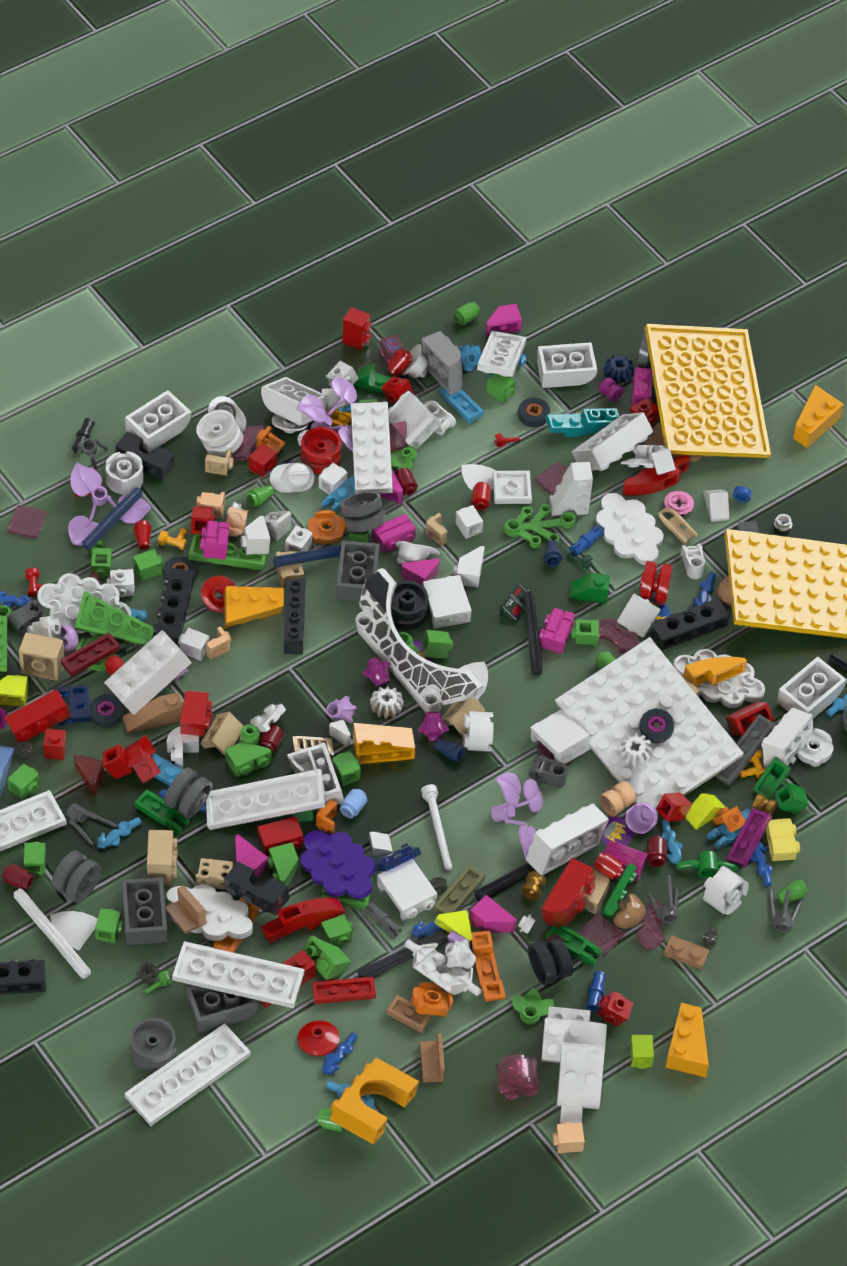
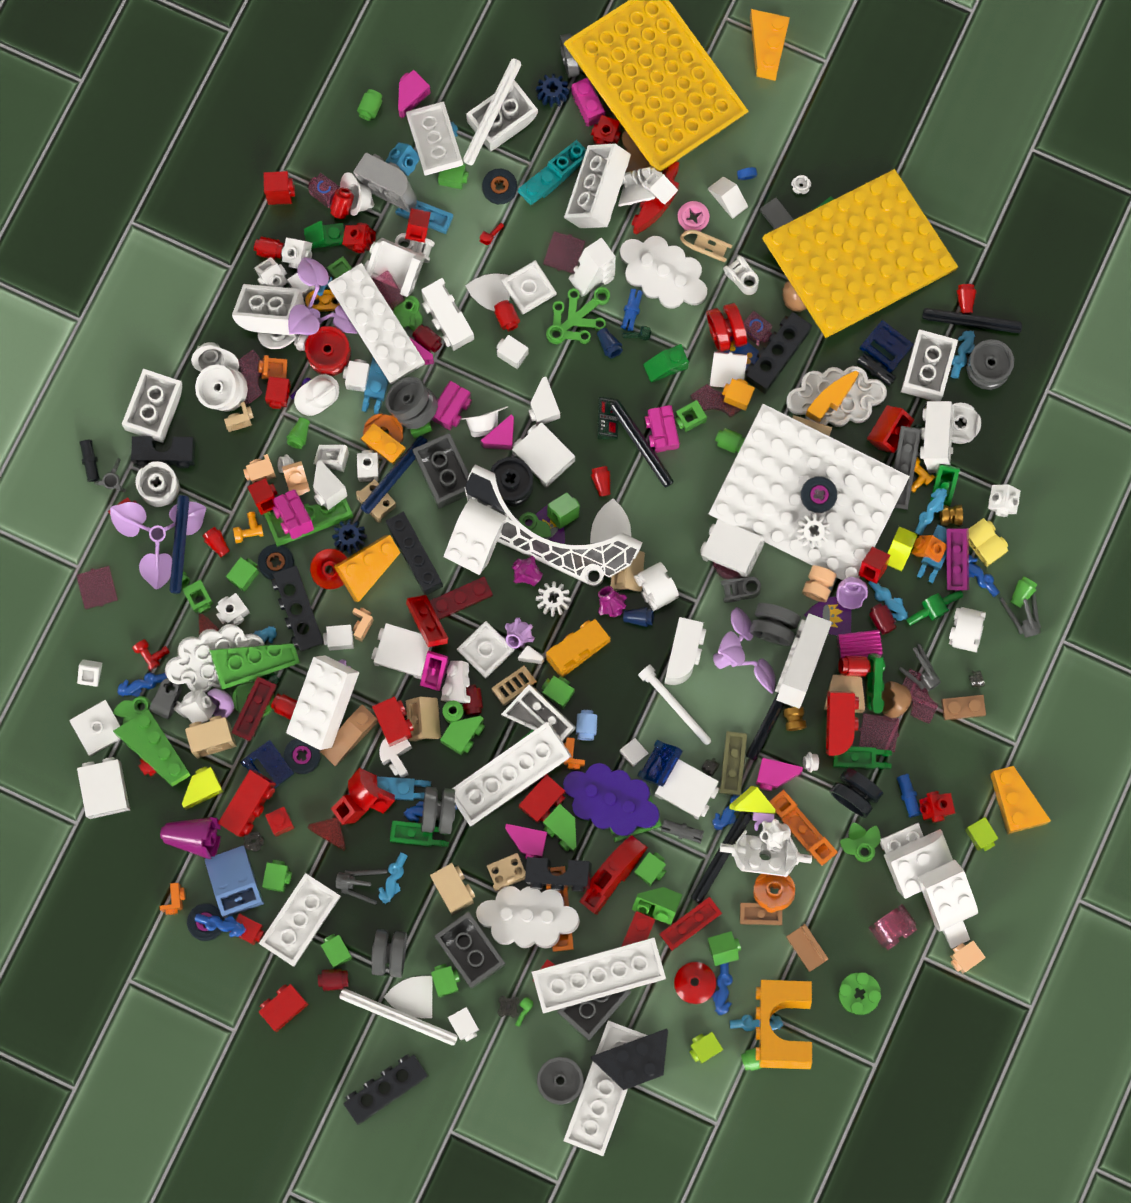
camera: 25 degrees left, 25 degrees up
(101, 964) = (464, 1024): none -> white brick
(187, 911) = (511, 934): medium nougat panel -> none
(227, 1063) = (635, 1061): none -> black wing
(240, 677) = (401, 650): none -> white panel
(250, 577) = (347, 530): none -> dark blue gear
(255, 701) = (434, 670): none -> dark pink slope
(272, 663) = (427, 620): none -> red plate
(294, 1088) = (705, 1047): none -> lime brick
(306, 711) = (485, 649): none -> white plate
(311, 667) = (461, 598): none -> dark red plate
(313, 375) = (271, 274): none -> white brick
(321, 365) = (268, 247): none -> red brick
(321, 530) = (383, 443): none -> light orange plate
(351, 621) = (475, 536): none -> white brick
(360, 1020) = (724, 948): none -> bright green brick
(432, 470) = (446, 315): none -> white wedge
(436, 530) = (487, 380): tan bracket -> none
(449, 399) = (417, 225): none -> red brick
(459, 1108) = (856, 1005): none -> bright green plate
(469, 787) = (685, 651): none -> white brick
(483, 640) = (601, 479): none -> red cone
(558, 801) = (774, 624): none -> dark grey wheel
(559, 352) = (492, 111): none -> white axle
(610, 389) = (558, 119): magenta wheel -> none
(635, 632) = (738, 393): none -> light orange brick
(680, 598) = (757, 328): none -> clear pink brick
(707, 588) = (774, 312): blue animal -> none
(752, 790) = (934, 506): none -> dark azure animal
(765, 675) = (876, 369): none -> black pin
(789, 660) = (891, 341): none -> clear blue plate
(791, 798) = (973, 495): green brick -> none
(817, 815) = (1004, 500): none -> white brick

